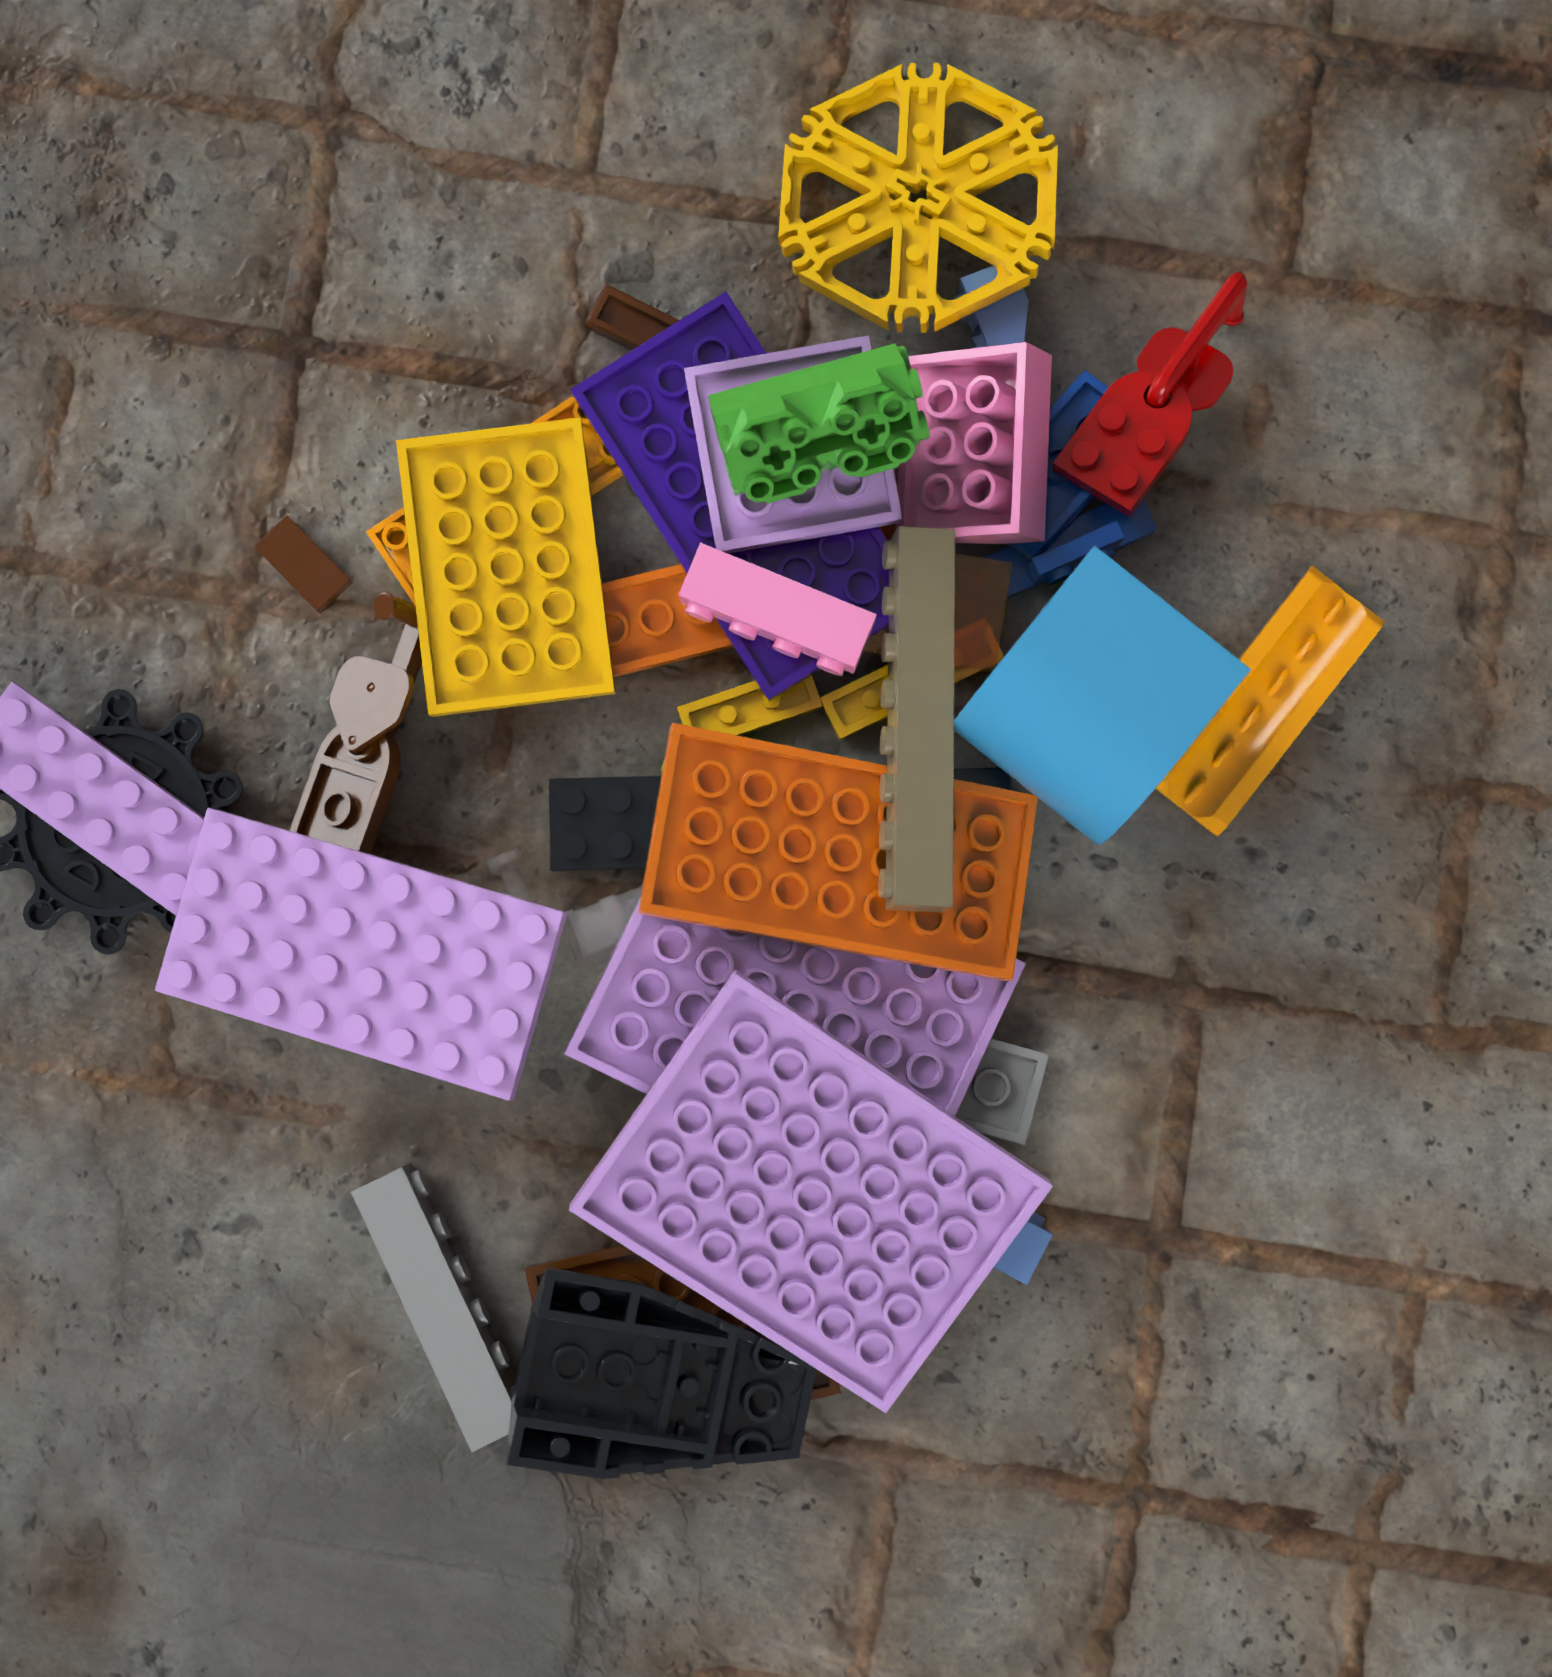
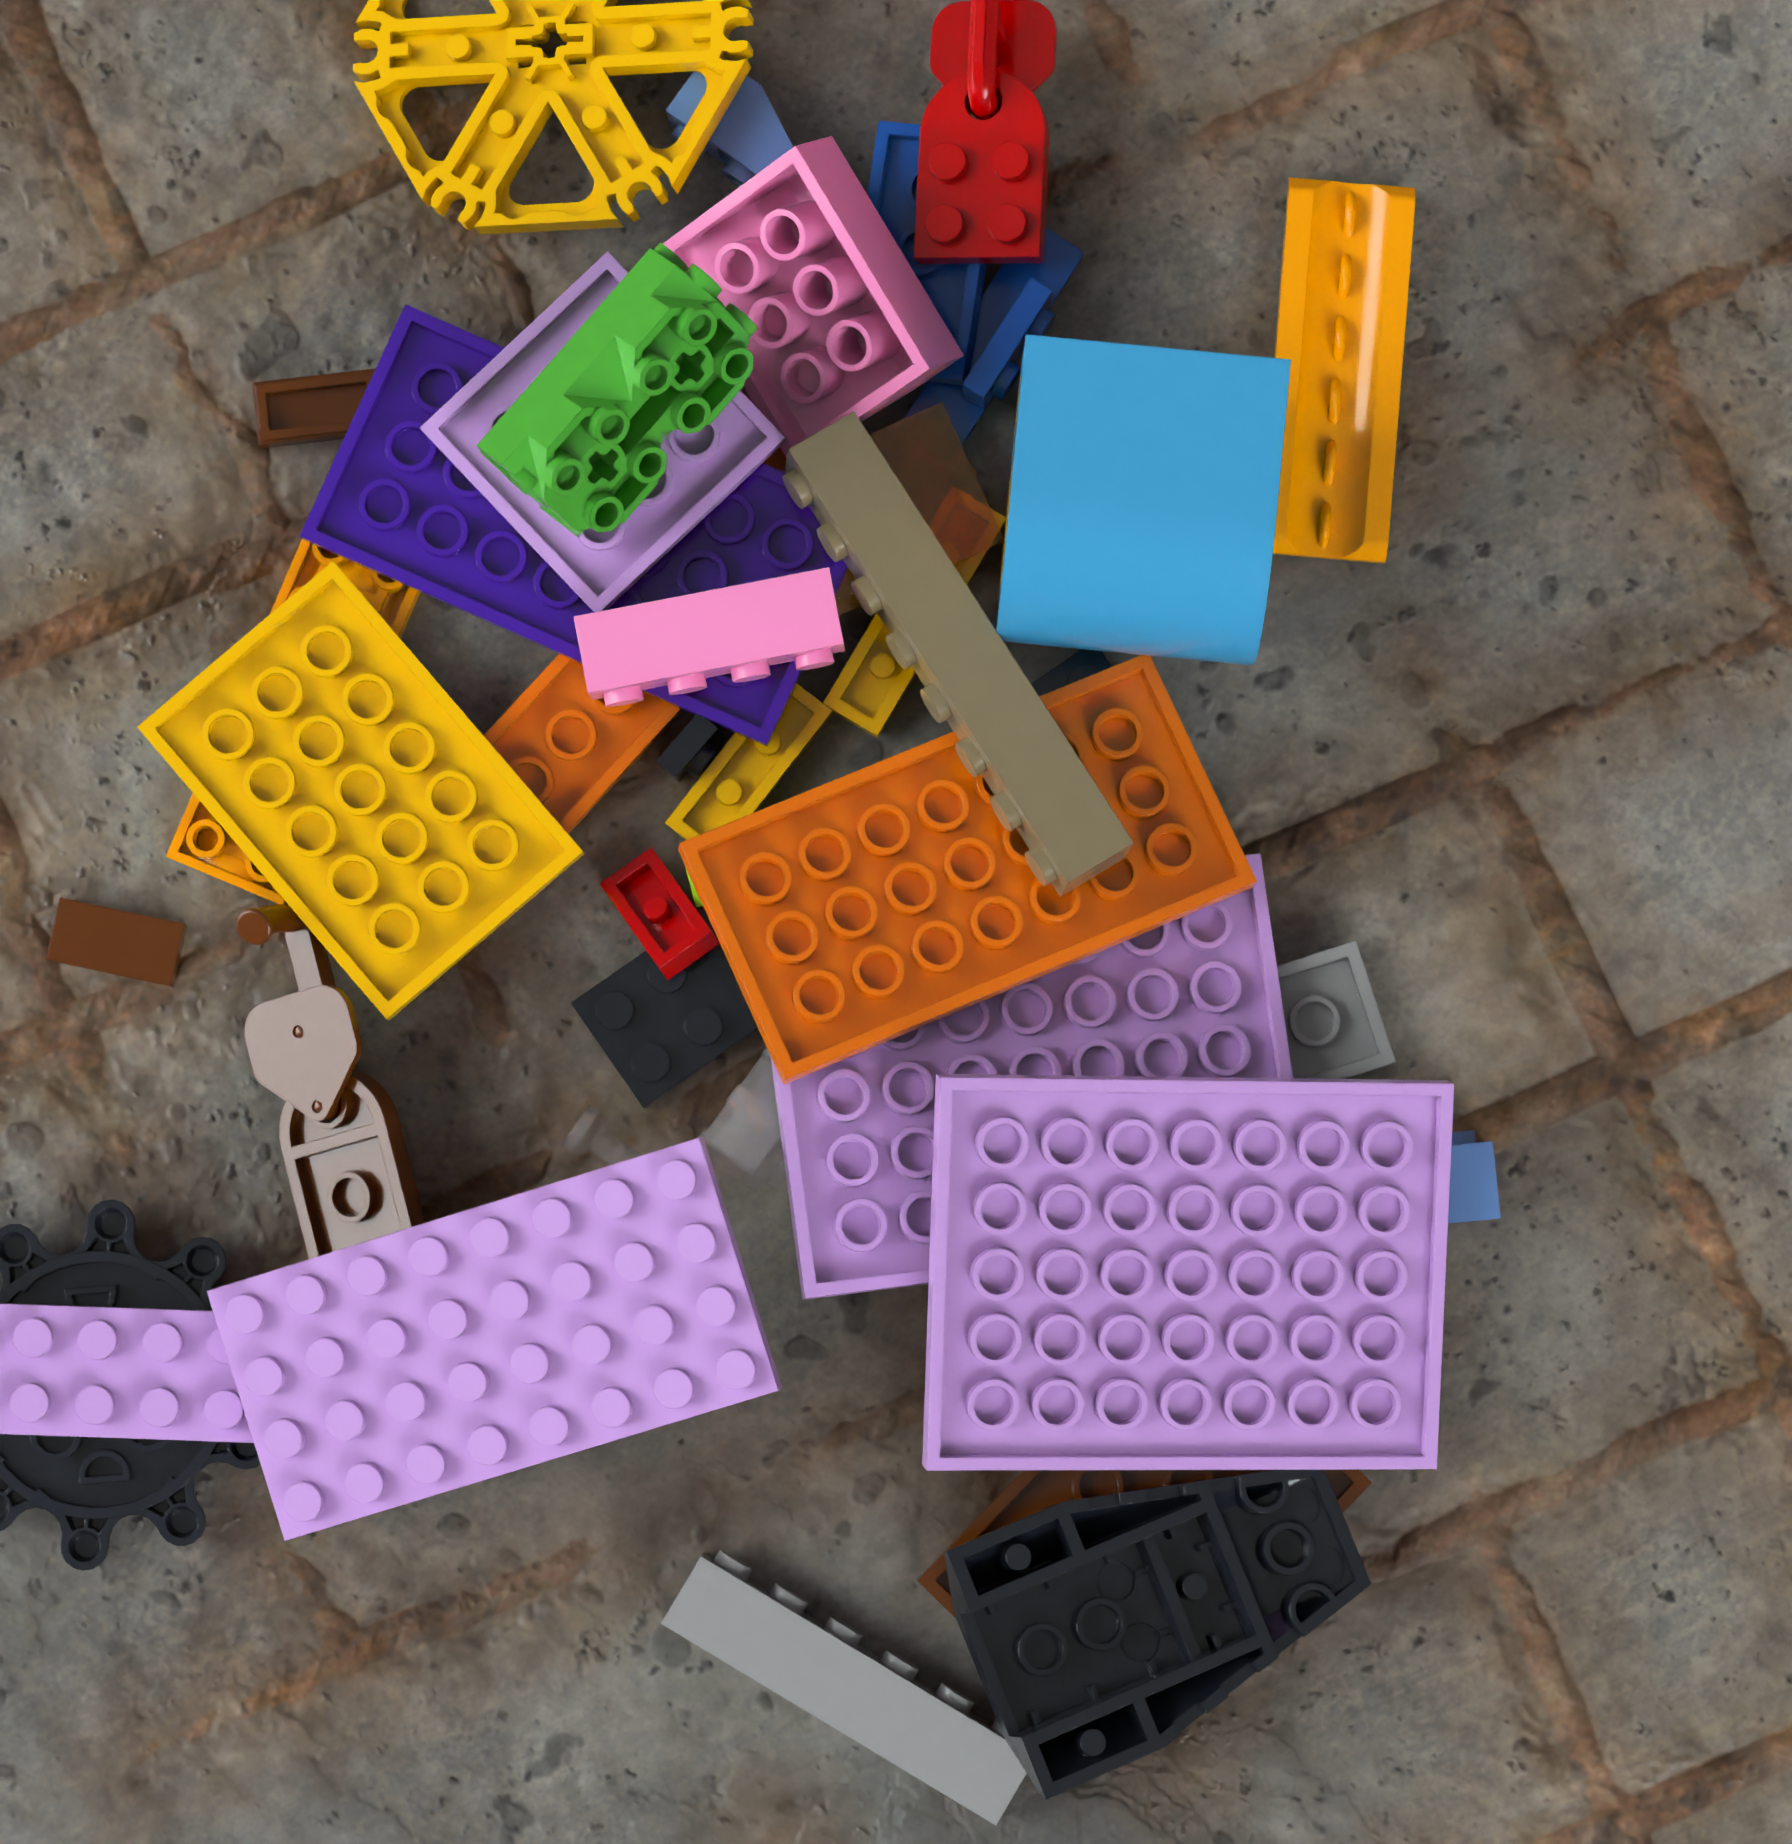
camera: 30 degrees left, 0 degrees up
(636, 759) = (659, 913): none -> red plate
(722, 673) = (691, 750): none -> black plate

